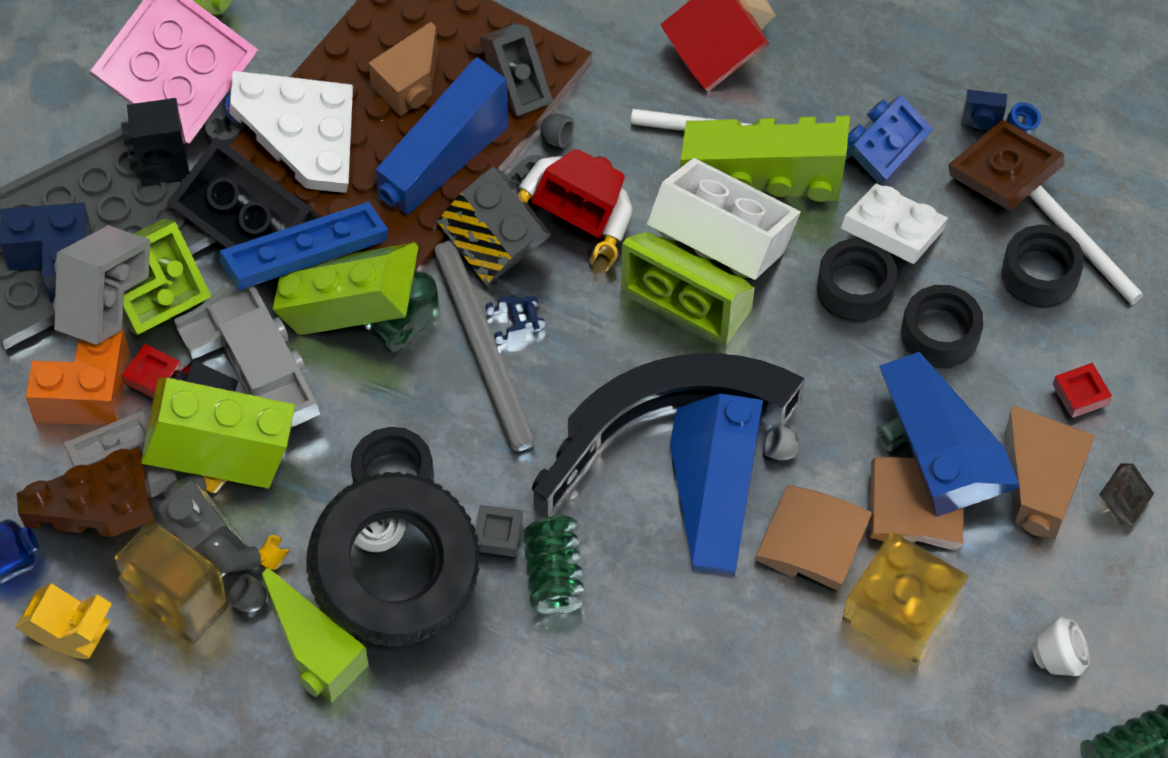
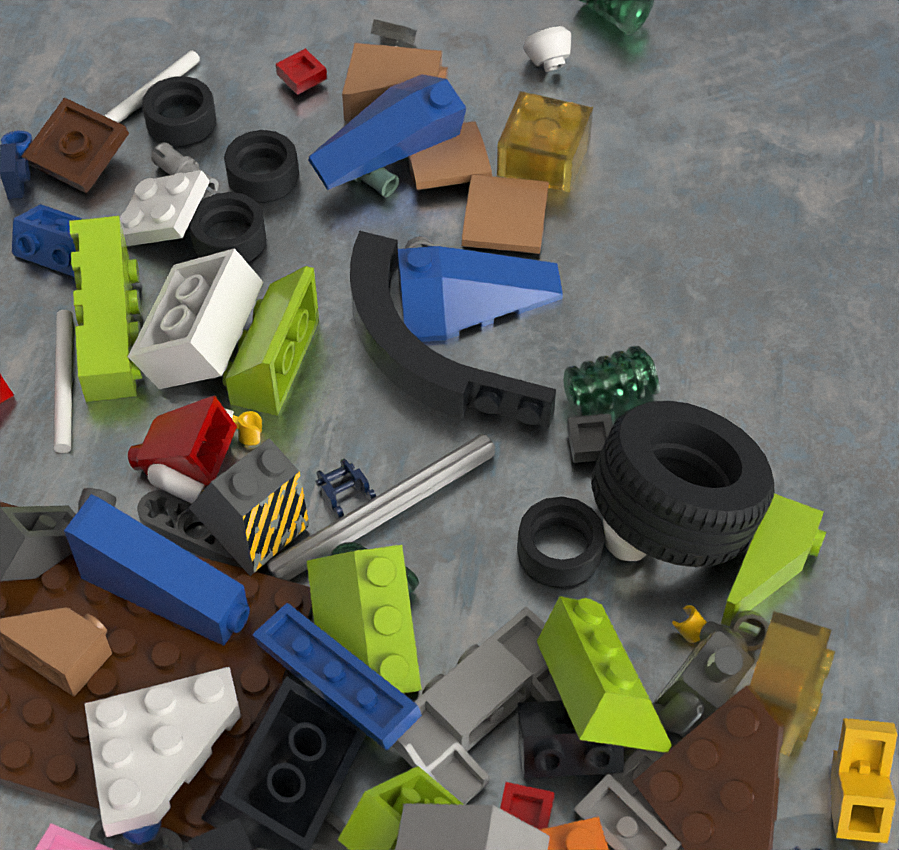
camera: 105 degrees left, 5 degrees down
(951, 256) = (176, 163): none -> light grey pin

